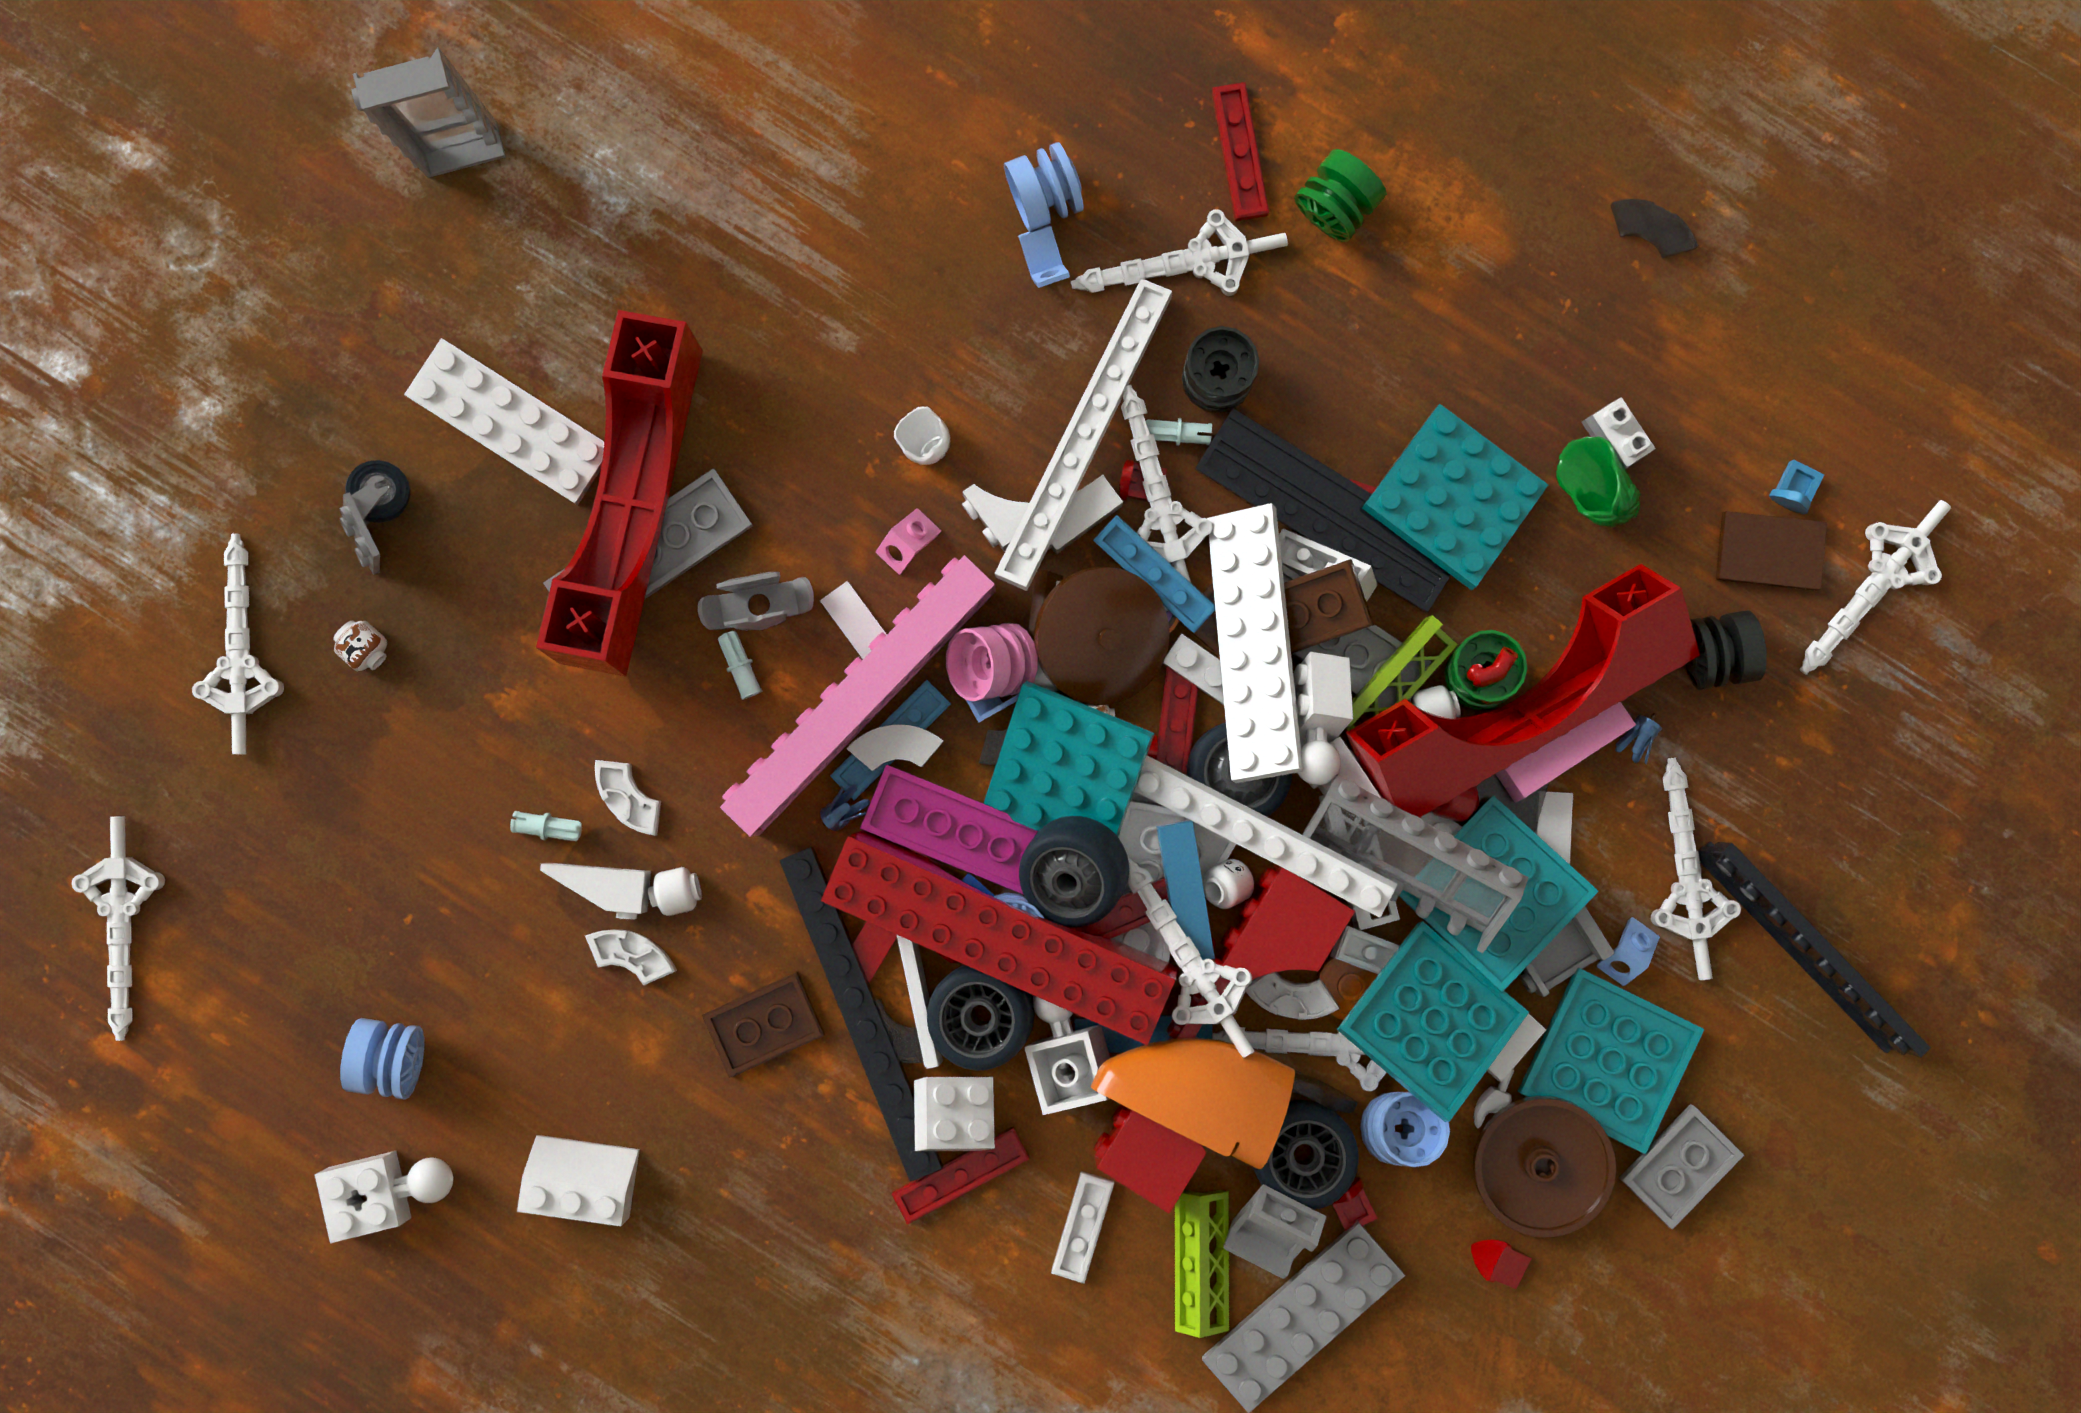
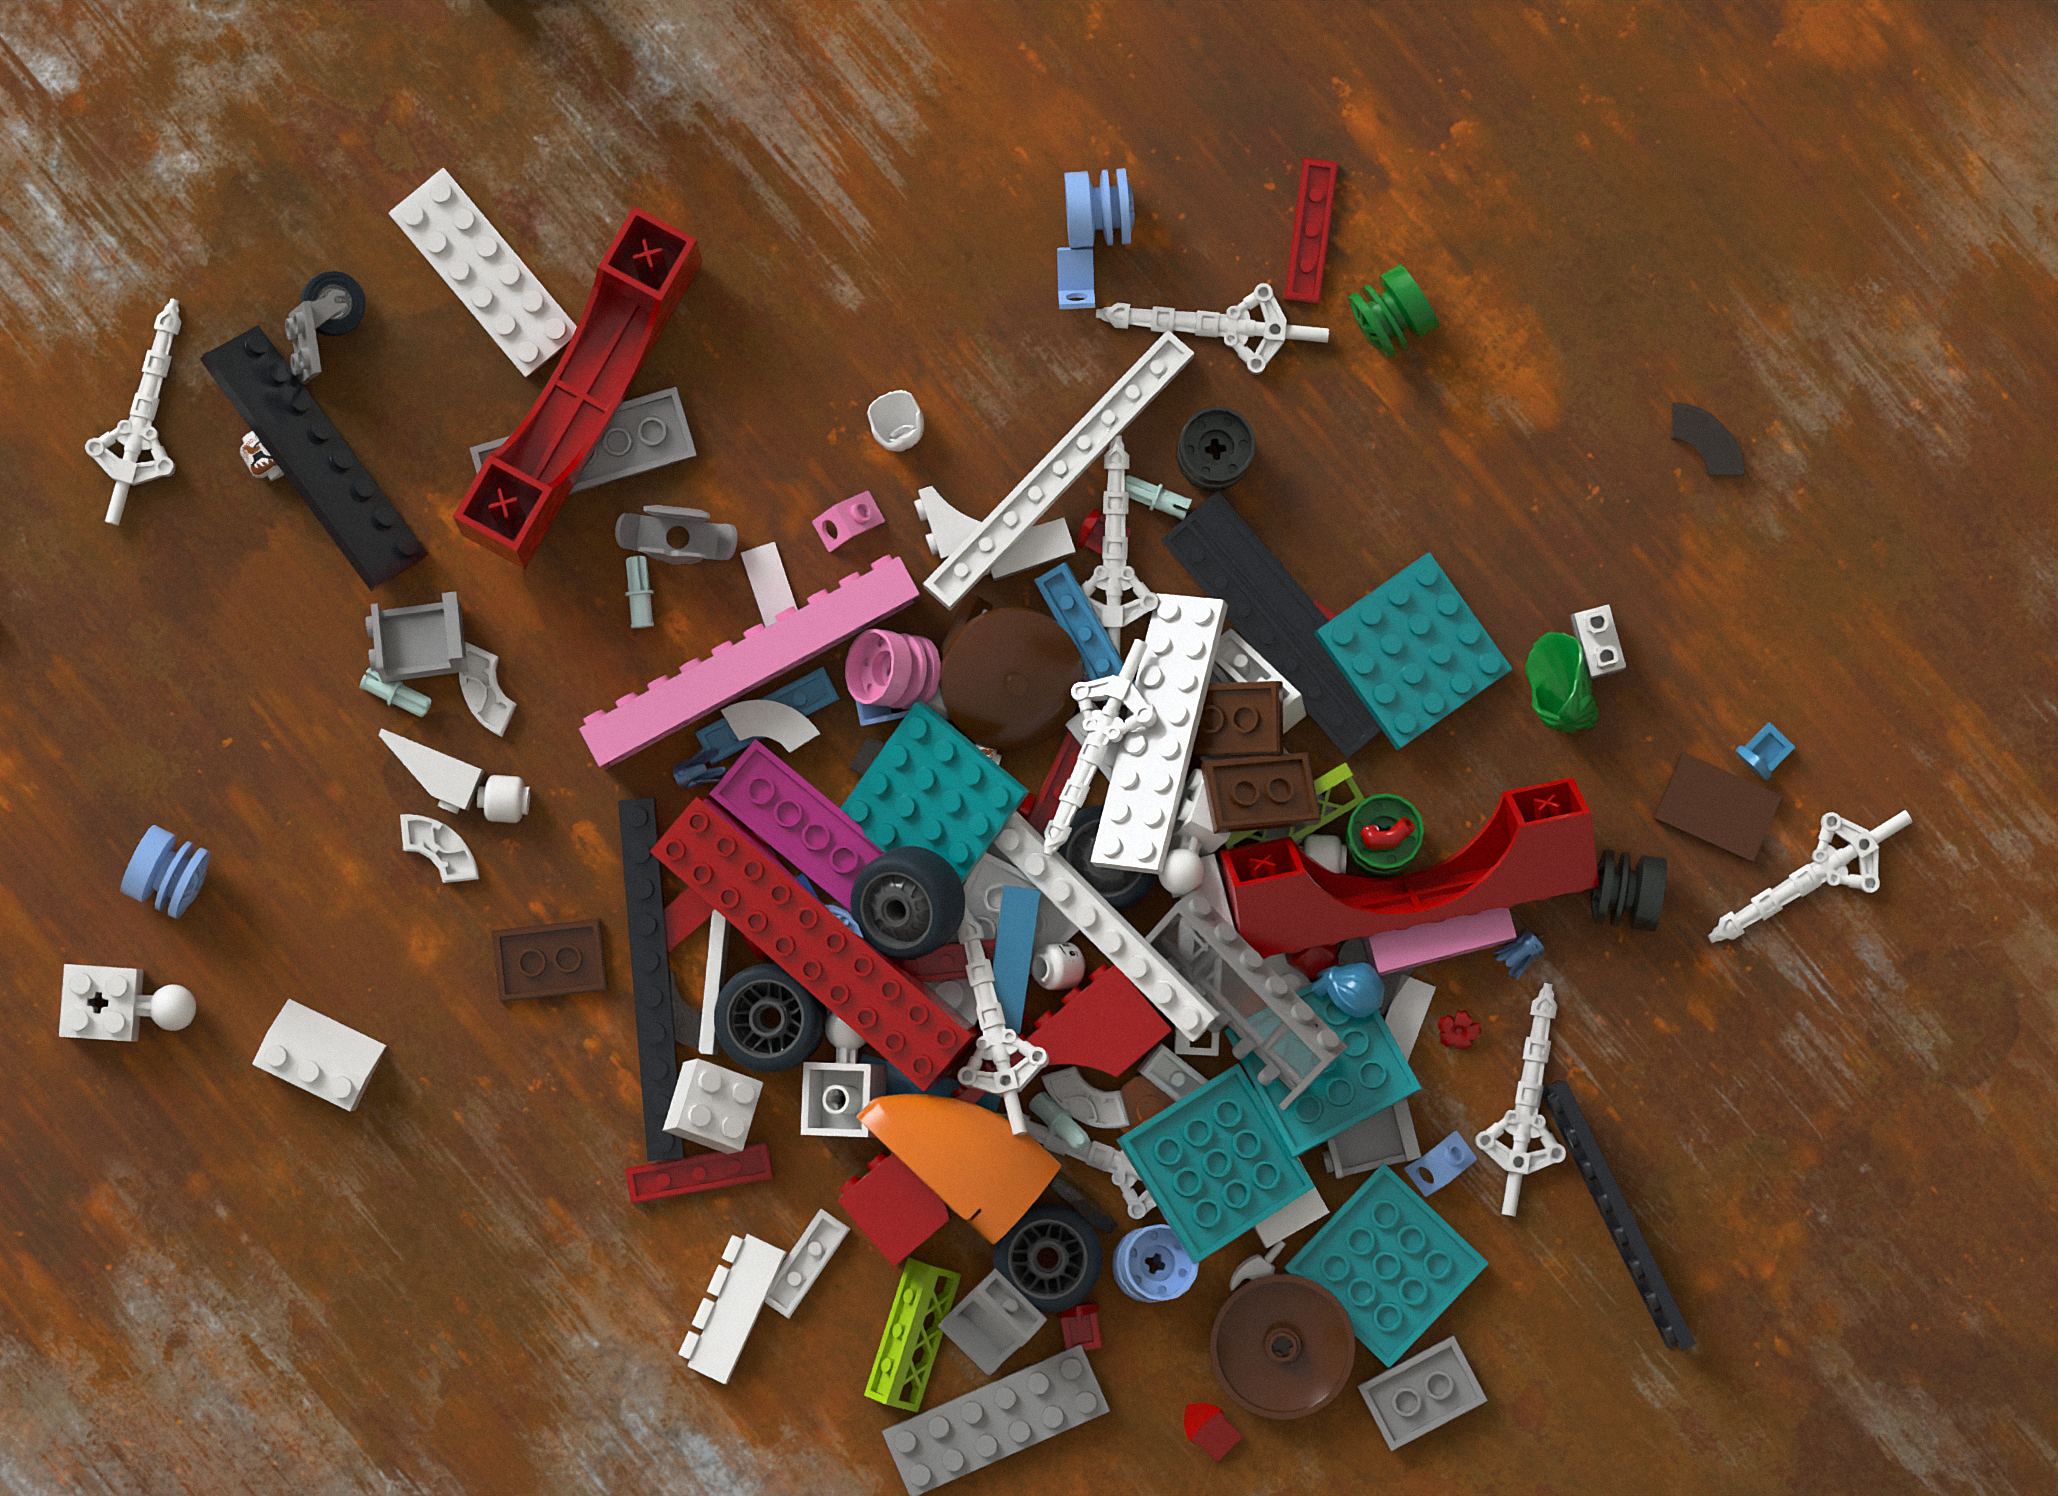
camera: 20 degrees right, 0 degrees up
(403, 636) = (314, 457): none -> black plate
(550, 772) = (417, 640): none -> light grey panel
(1033, 1296) = (731, 1318): none -> white windscreen
(1200, 654) = (1101, 728): none -> white bar
(1274, 1025) = (1059, 1121): none -> light aqua axle
(1366, 667) = (1260, 792): none -> reddish brown tile
(1505, 818) = (1353, 988): none -> dark azure piece
(1606, 826) = (1458, 1031): none -> red plant

